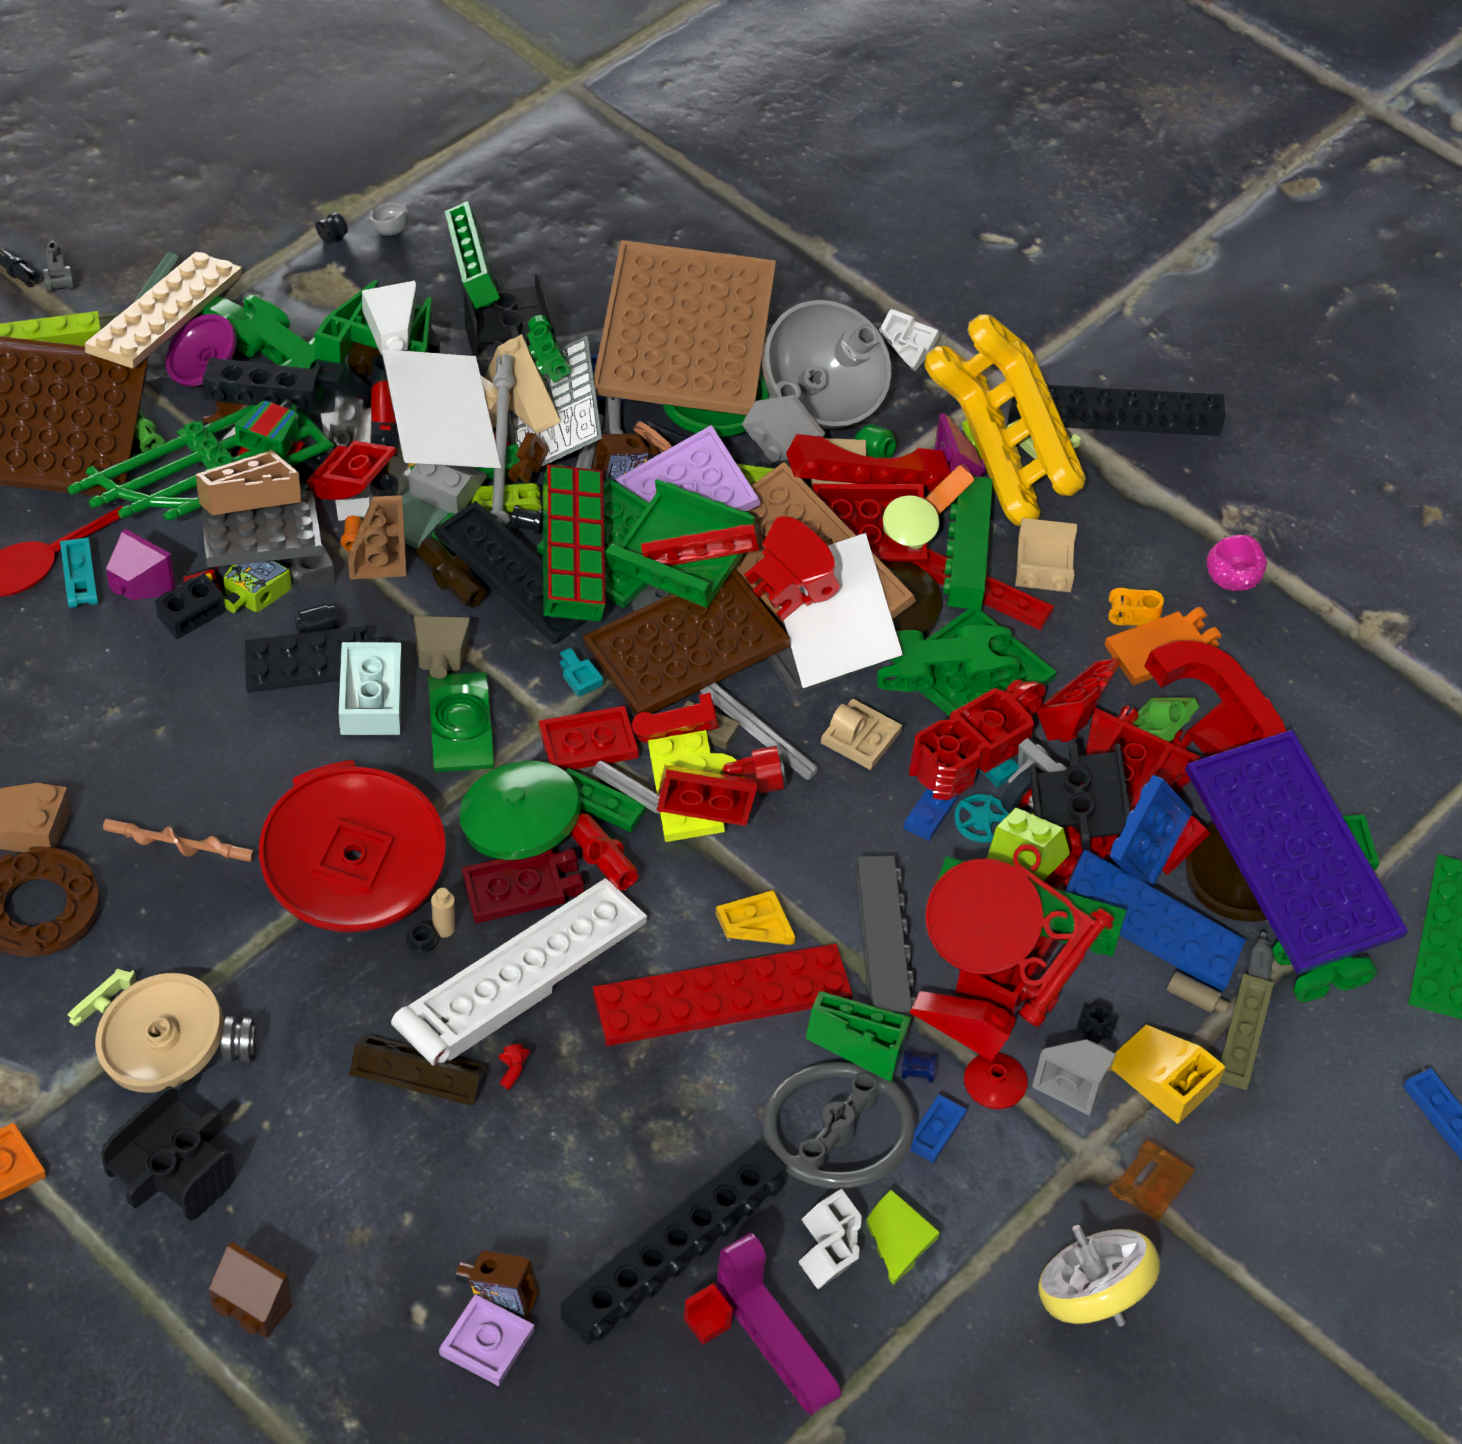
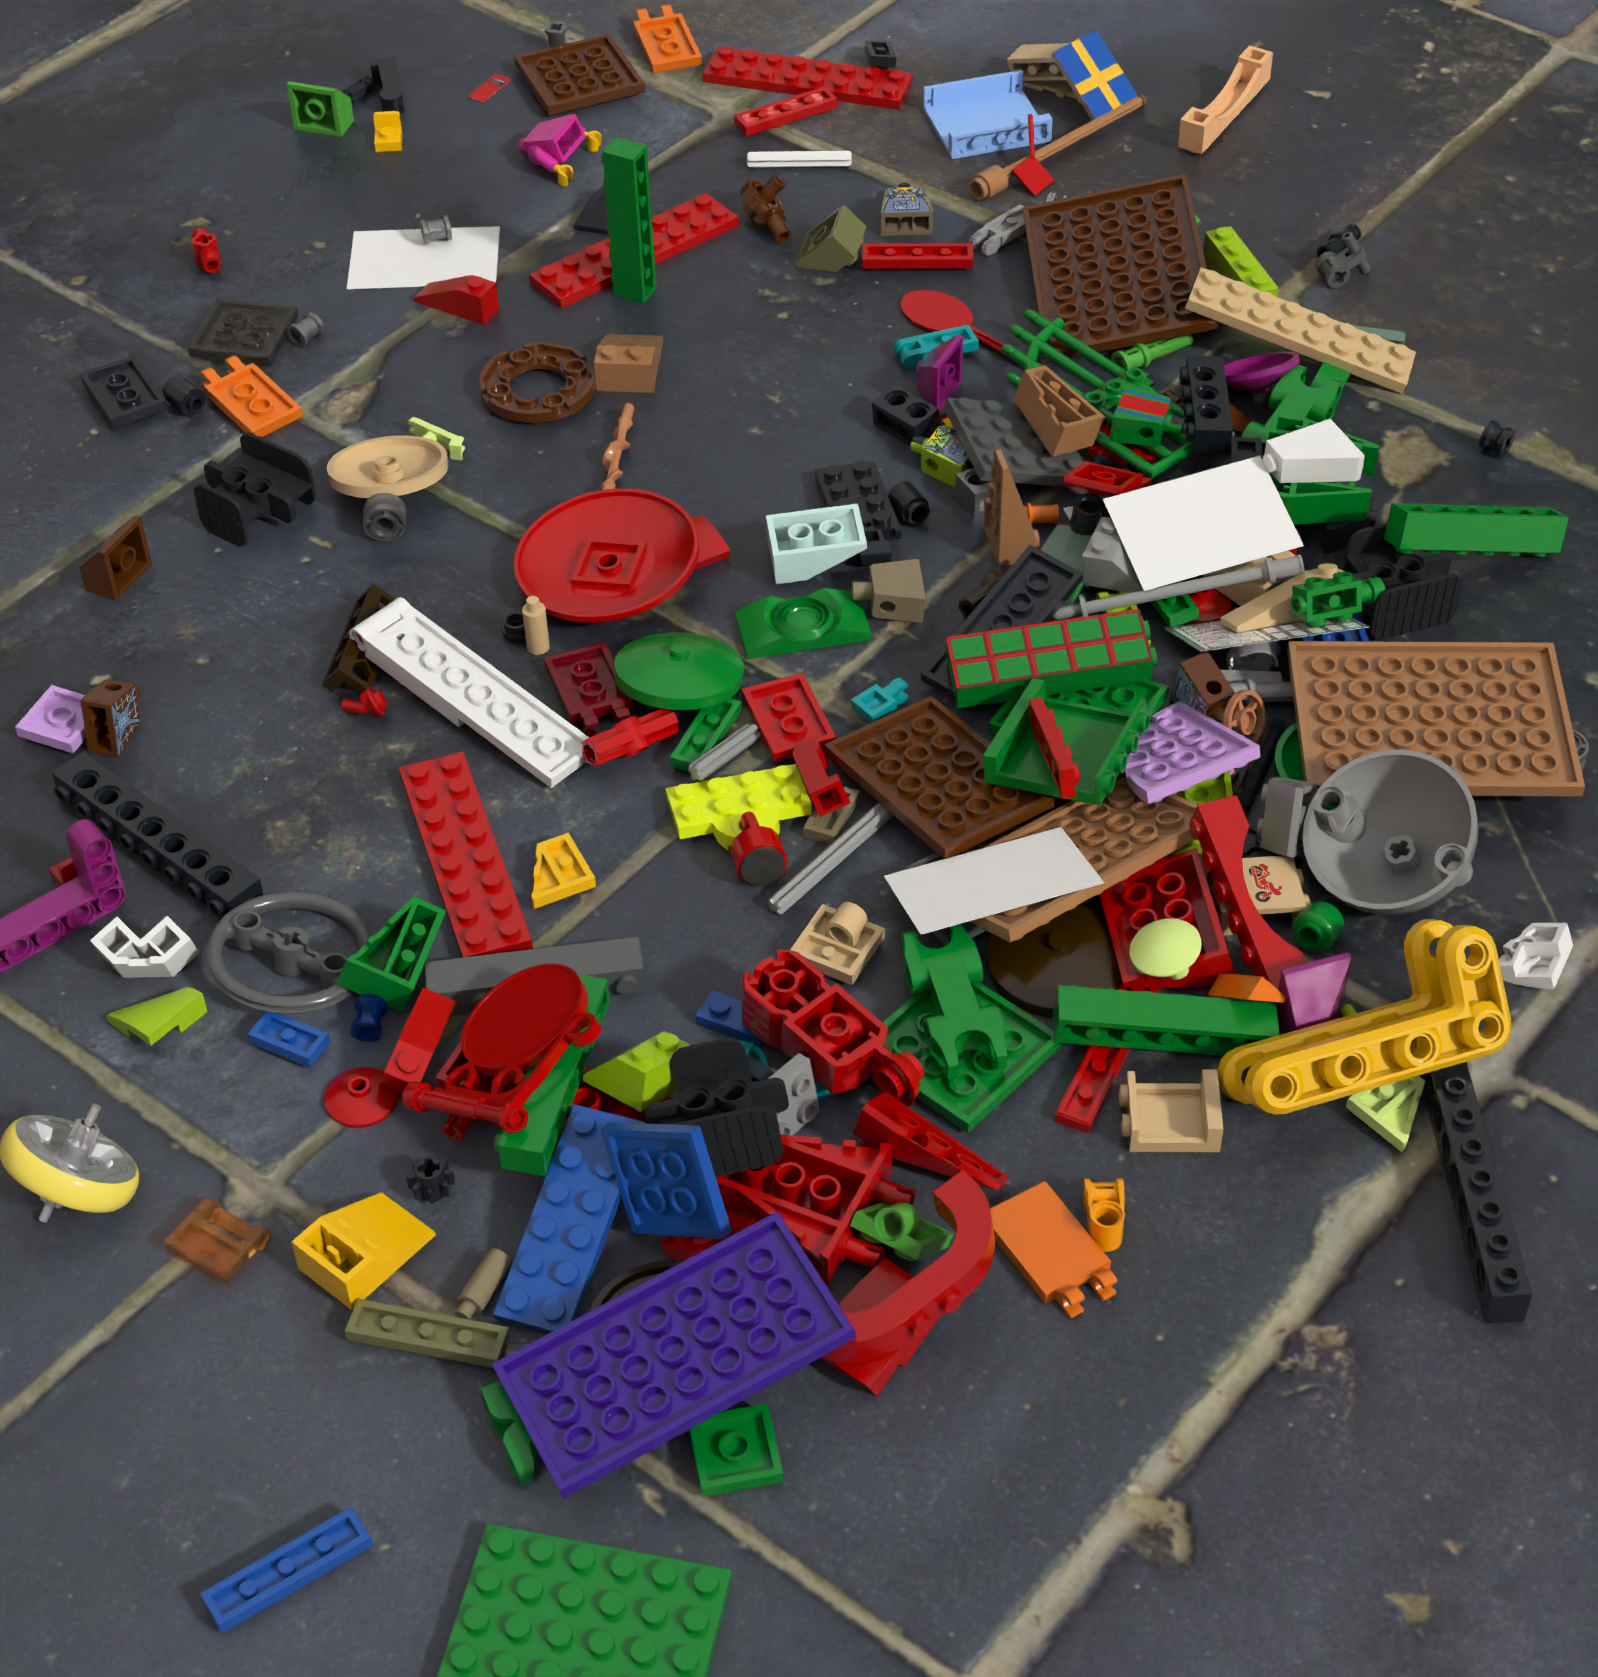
camera: 90 degrees right, 5 degrees down
(389, 218) = (1532, 478): light grey hair -> none
(531, 456) = (1178, 615): reddish brown plate -> none
(706, 795) = (699, 788): red slope -> none
(792, 560) = (1023, 815): red piece -> none
(1075, 1073) = (340, 1150): light grey slope -> none
(1237, 563) = (1204, 1317): dark pink hair -> none

